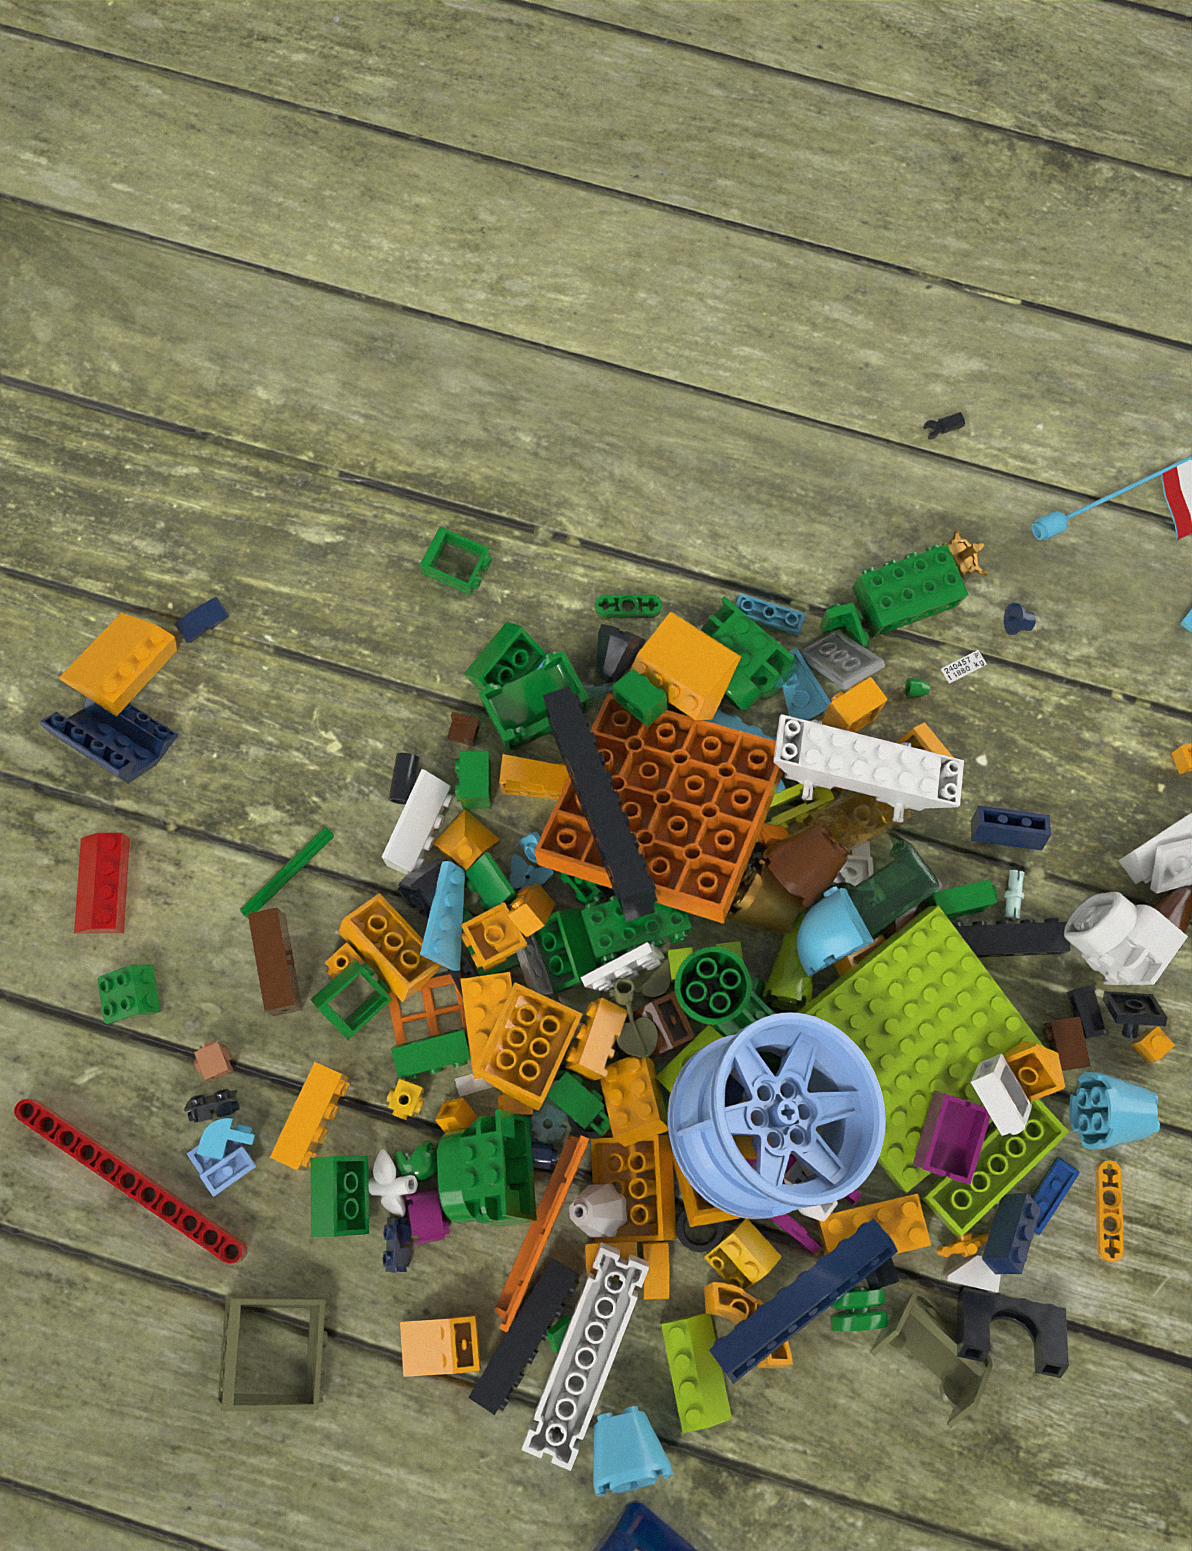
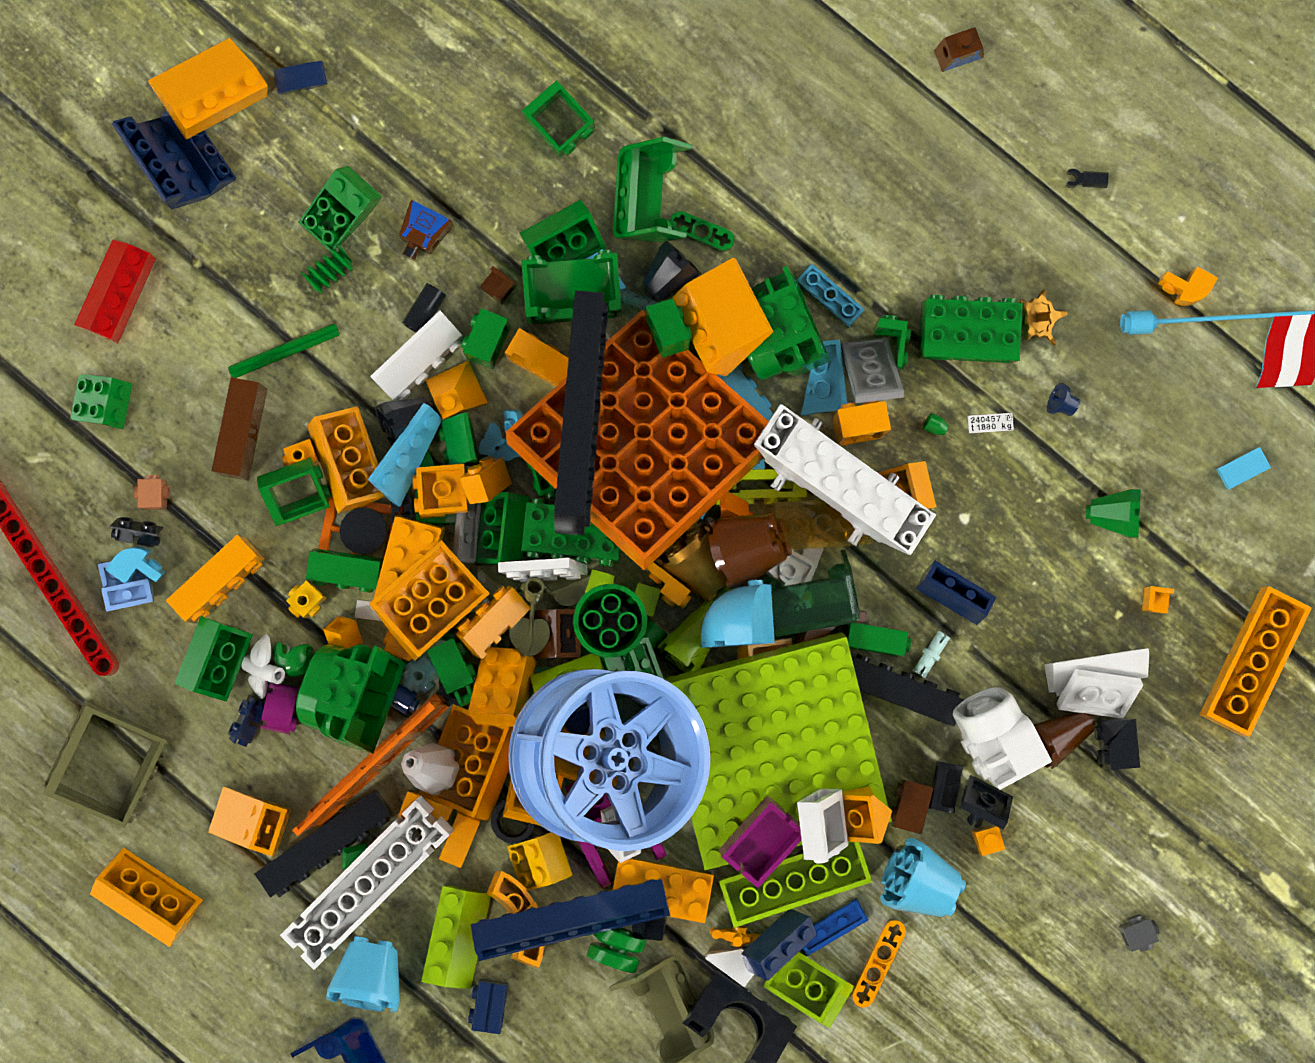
camera: 25 degrees right, 10 degrees up
(286, 721) = (339, 207): none -> green slope
(300, 776) = (328, 269): none -> green piece
(367, 1473) = (146, 896): none -> light orange slope
(373, 708) = (422, 230): none -> torso
(433, 1009) = (363, 531): none -> black tile
(555, 591) = (640, 190): none -> green windscreen
(753, 936) = (673, 590): none -> light orange plate
(759, 1428) = (489, 1006): none -> dark blue brick
(786, 357) = (961, 49): none -> reddish brown torso
(1060, 1265) = (810, 989): none -> lime slope
(1080, 479) = (1190, 291): none -> light orange brick
(1118, 695) = (1117, 513): none -> green cone

